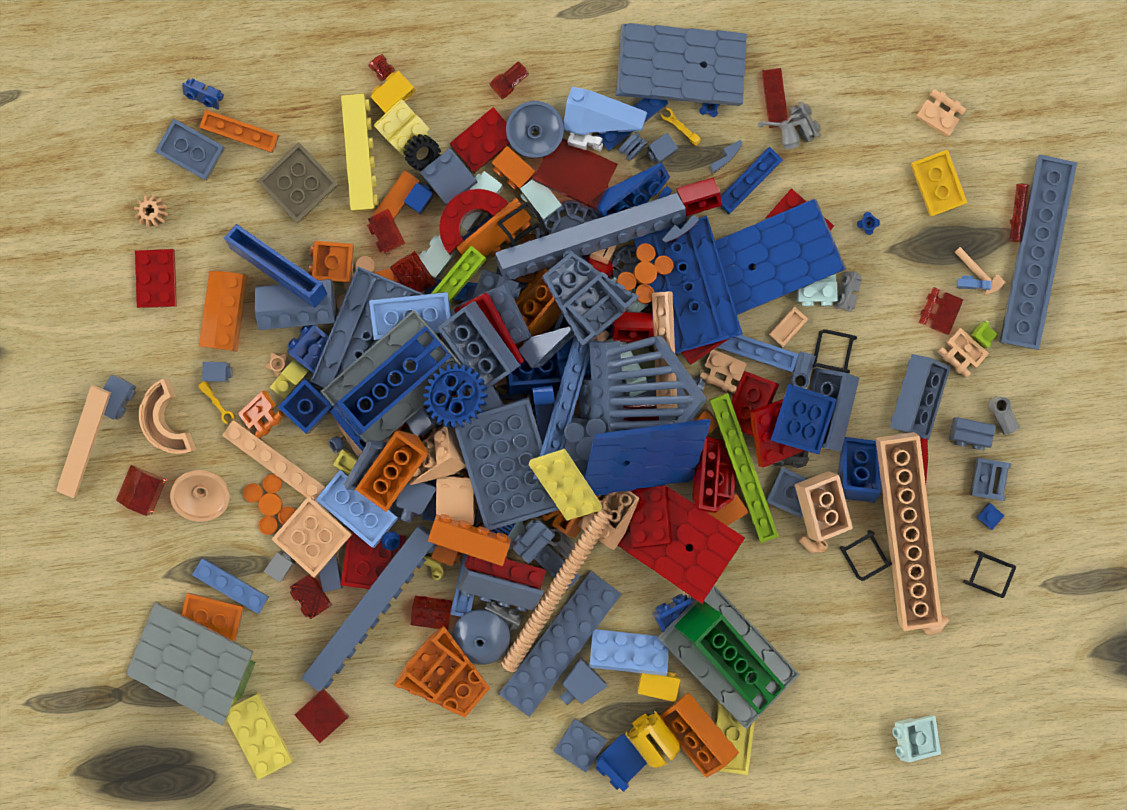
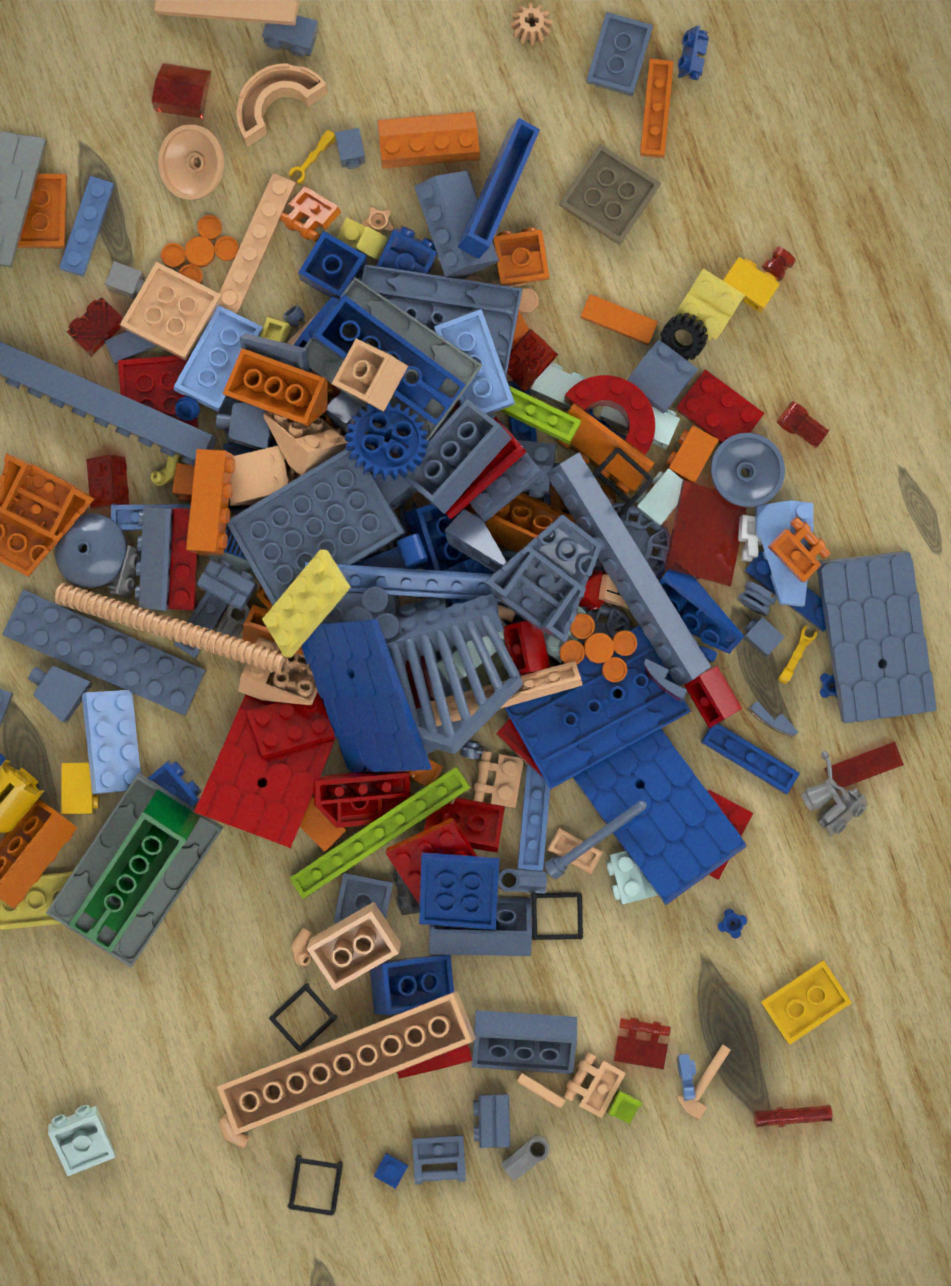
camera: 70 degrees right, 5 degrees down
(155, 278) = (449, 49): red plate -> none
(358, 153) = (664, 260): light yellow brick -> none
(386, 231) = (574, 315): clear red bracket -> none
(403, 397) = (370, 374): none -> light nougat slope
(419, 198) = (627, 347): blue brick -> none
(609, 109) = (794, 555): none -> orange plate
(797, 342) = (557, 866): none -> sand blue piece
(849, 282) = (628, 915): light grey hinge -> none
(937, 117) = (890, 983): light nougat plate -> none
(958, 393) = (540, 1090): none -> light nougat tile
(1038, 252) = (748, 1153): sand blue plate -> none

